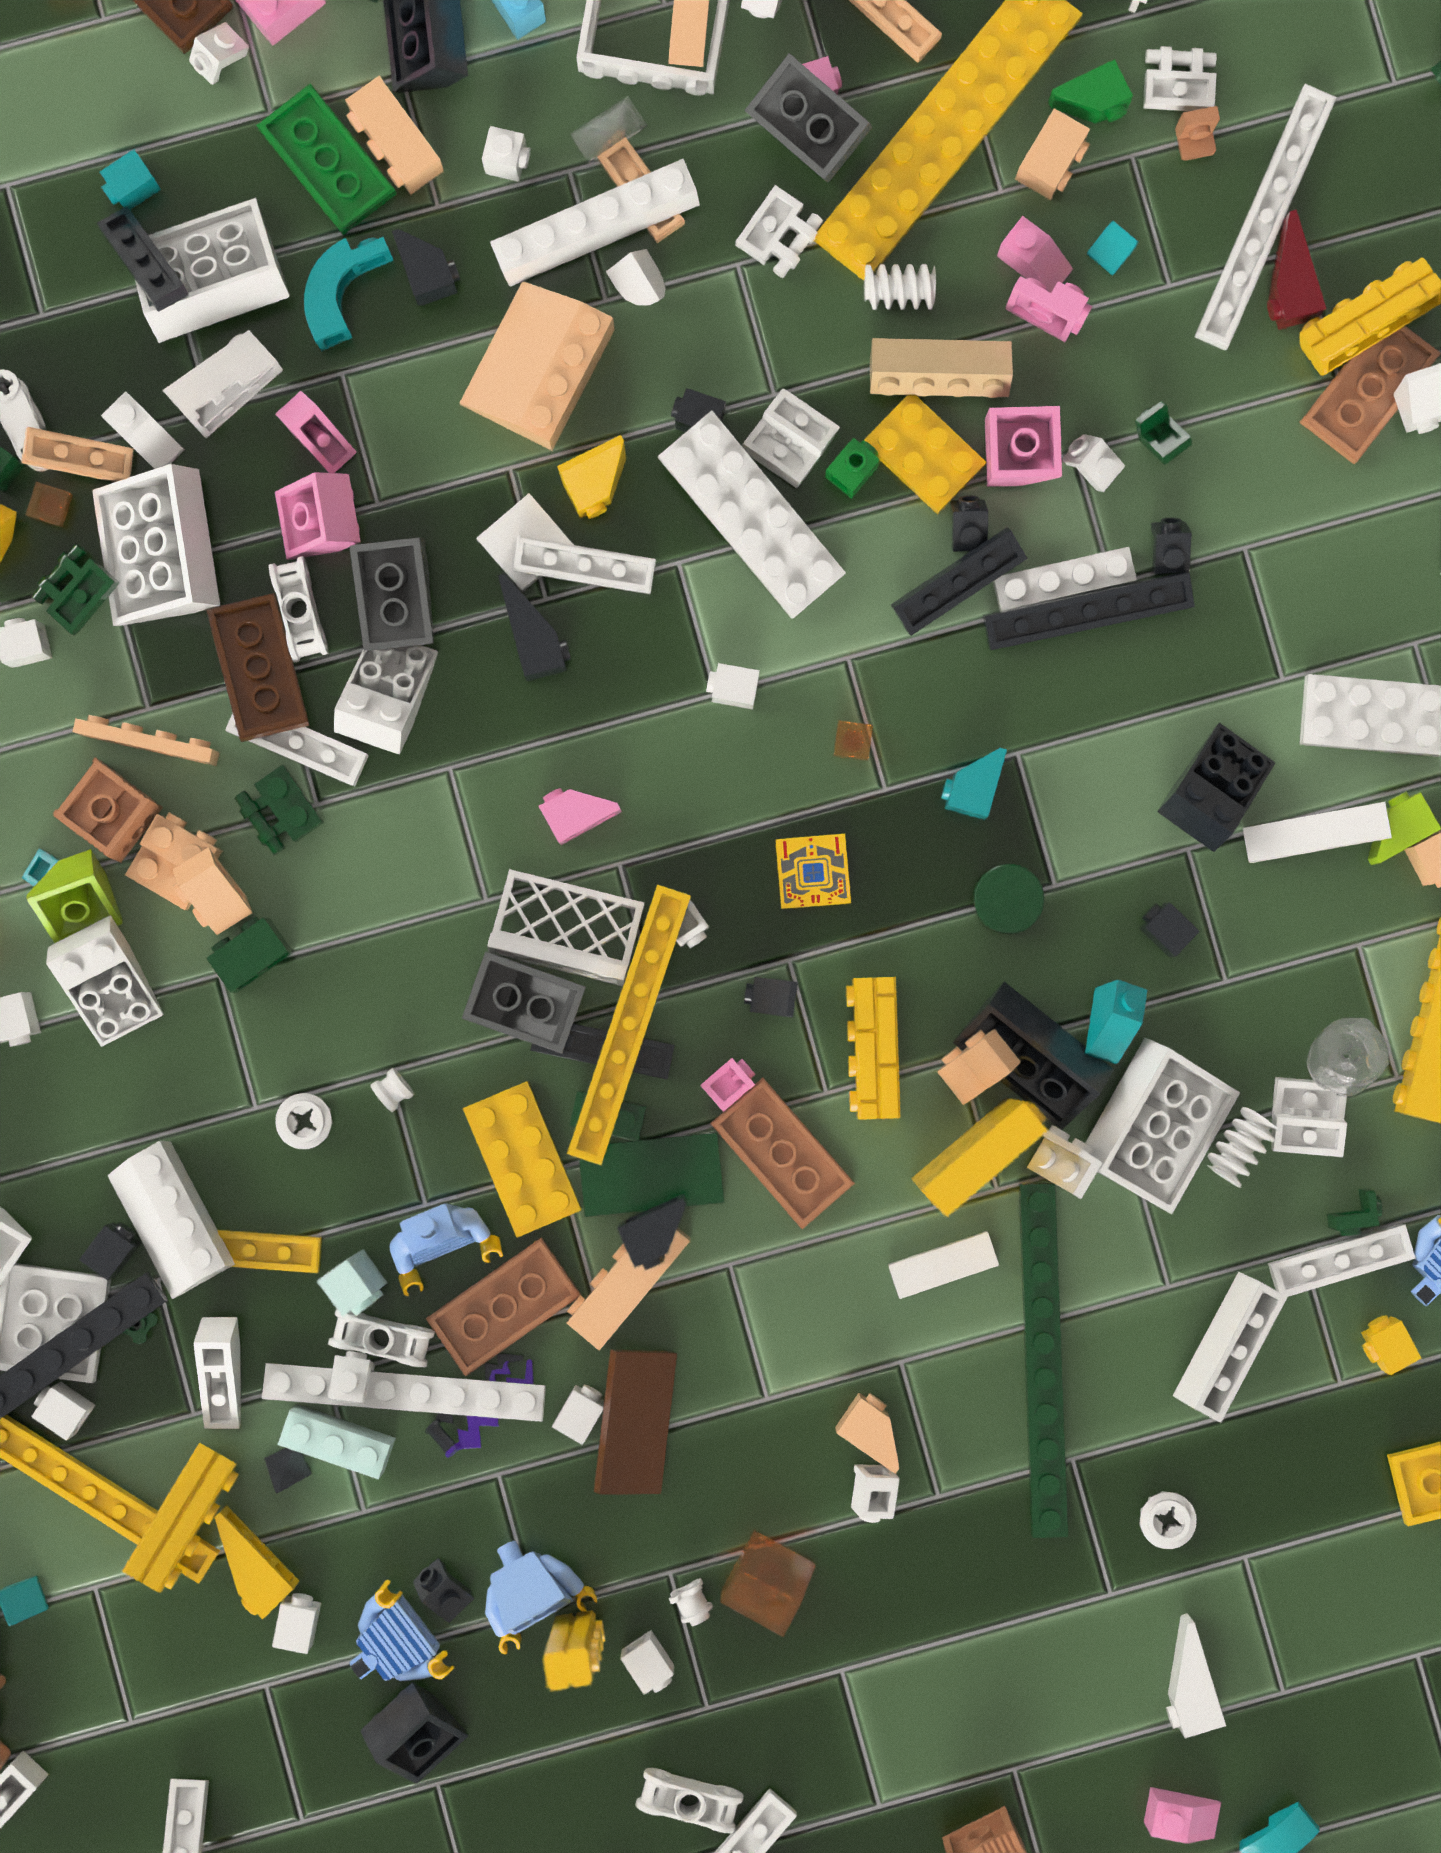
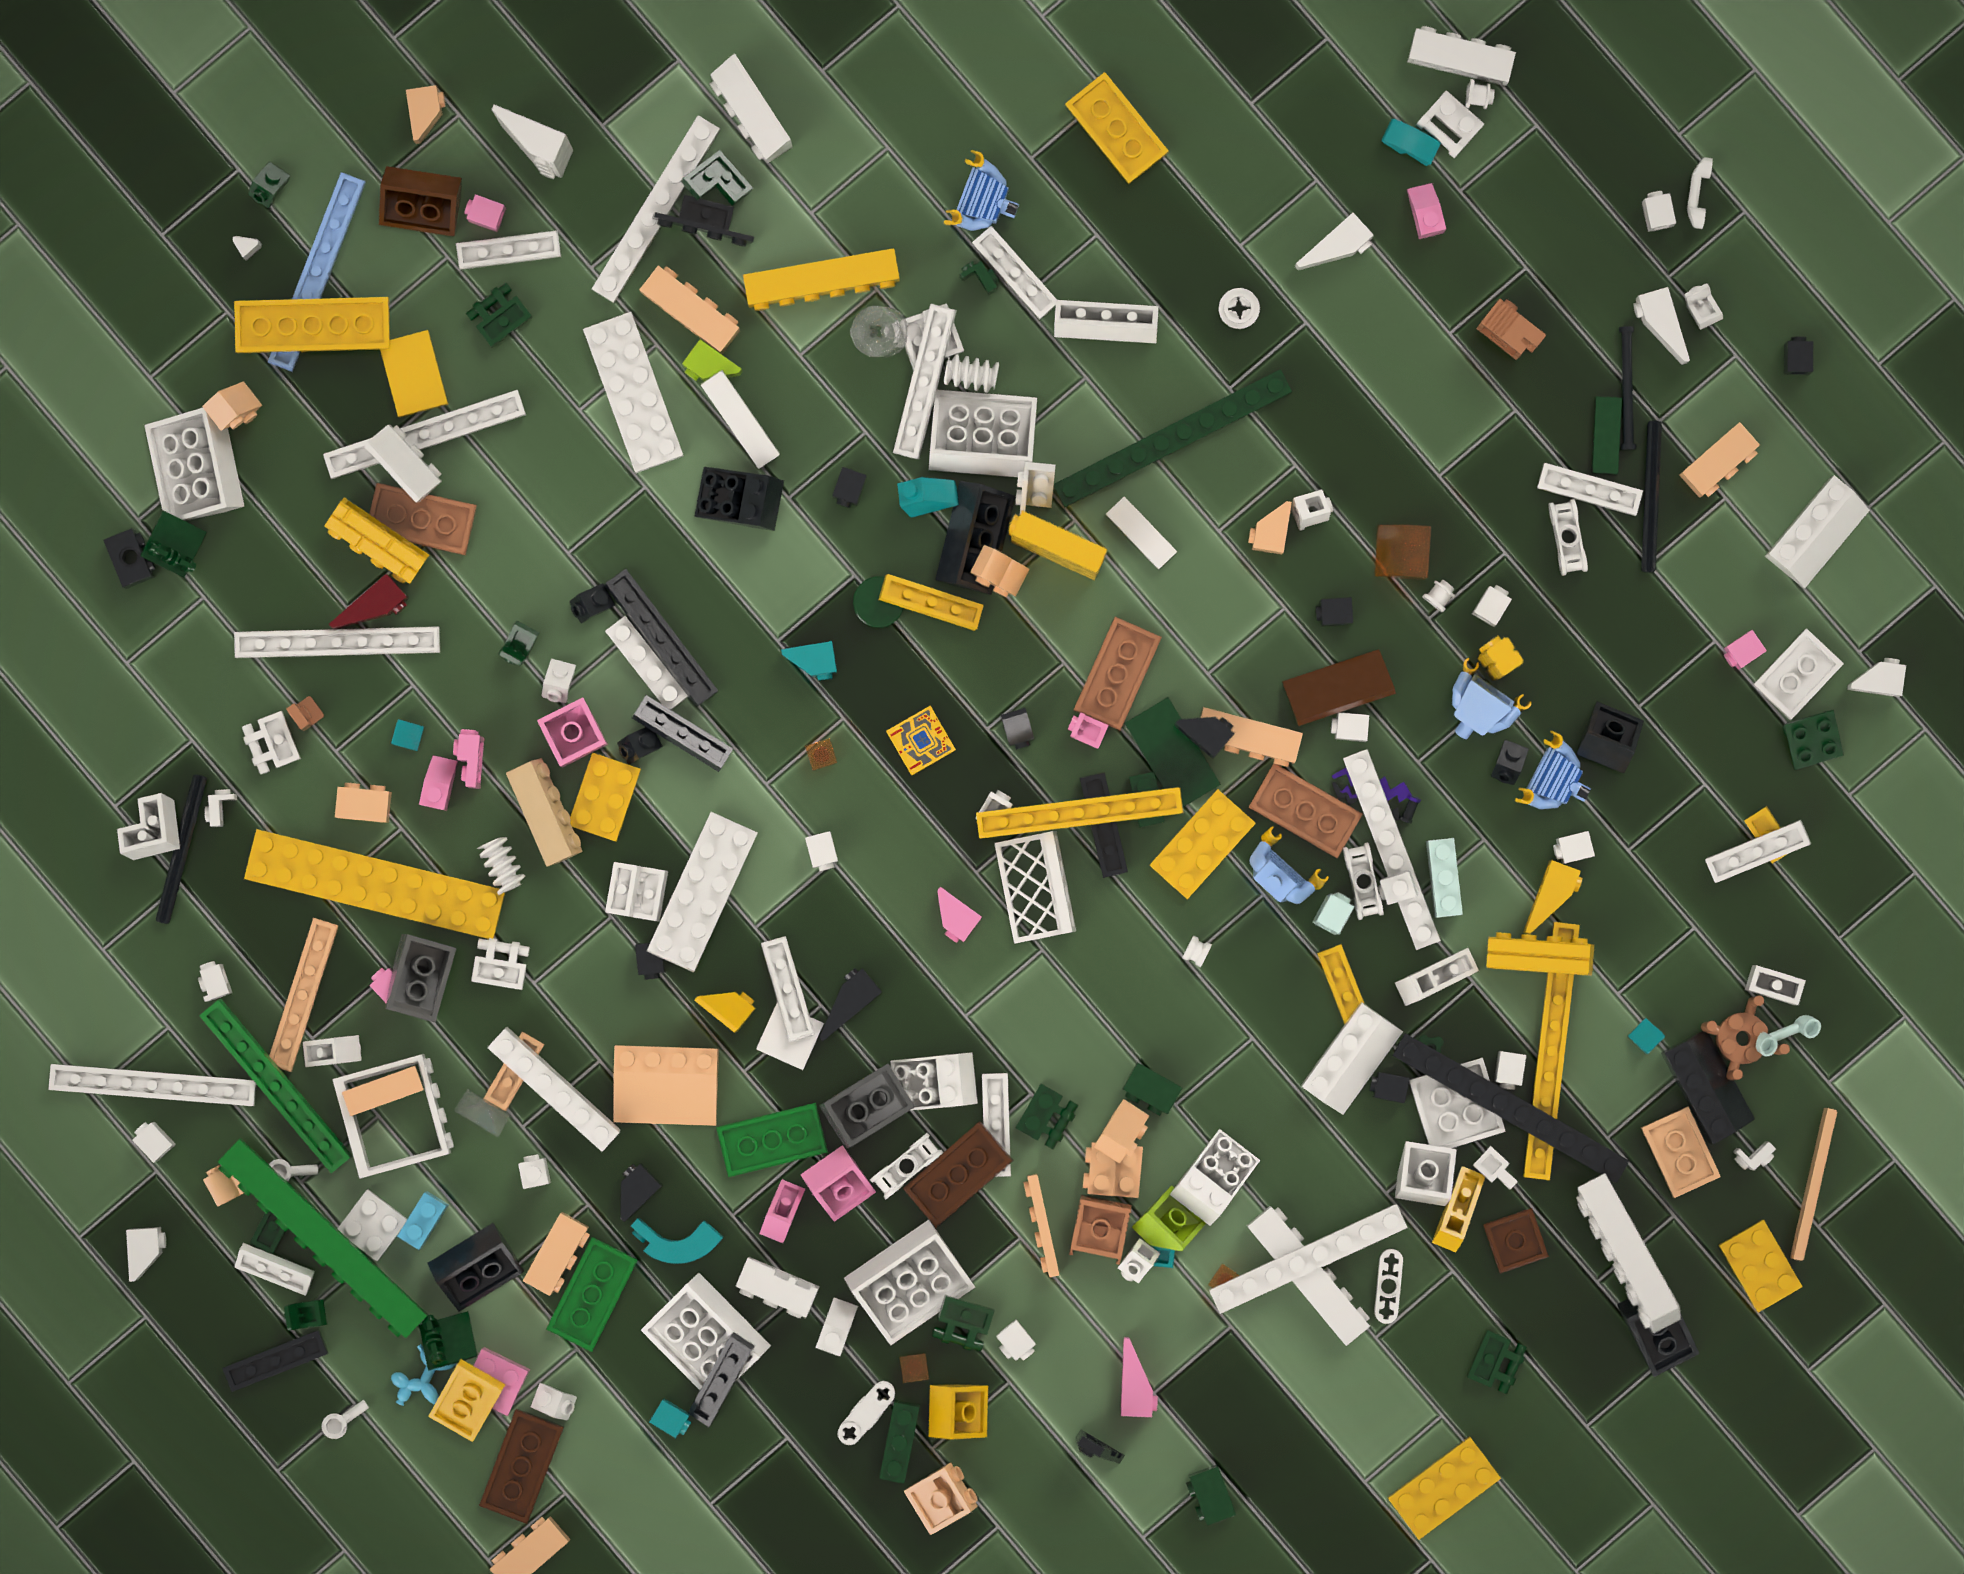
camera: 115 degrees left, 0 degrees up
(40, 830) = (1135, 1265): none -> white brick
(76, 455) = (873, 1361): light nougat tile -> none
(286, 1468) = (1478, 903): black slope -> none
(287, 1123) = (1255, 993): white gear -> none
(409, 462) = (772, 1139): none -> green tile
(523, 1002) = (1098, 890): dark grey slope -> none
(638, 278) = (577, 1043): white brick -> none
(732, 1461) = (1335, 612): none -> black brick
(853, 466) = (637, 839): green brick -> none
(875, 1048) = (1019, 644): yellow brick -> none
(979, 962) = (931, 602): none -> yellow plate
(1094, 95) = (309, 794): green slope -> none
(1258, 1084) = (924, 381): none -> white tile
(1389, 1344) = (1055, 217): yellow brick -> none

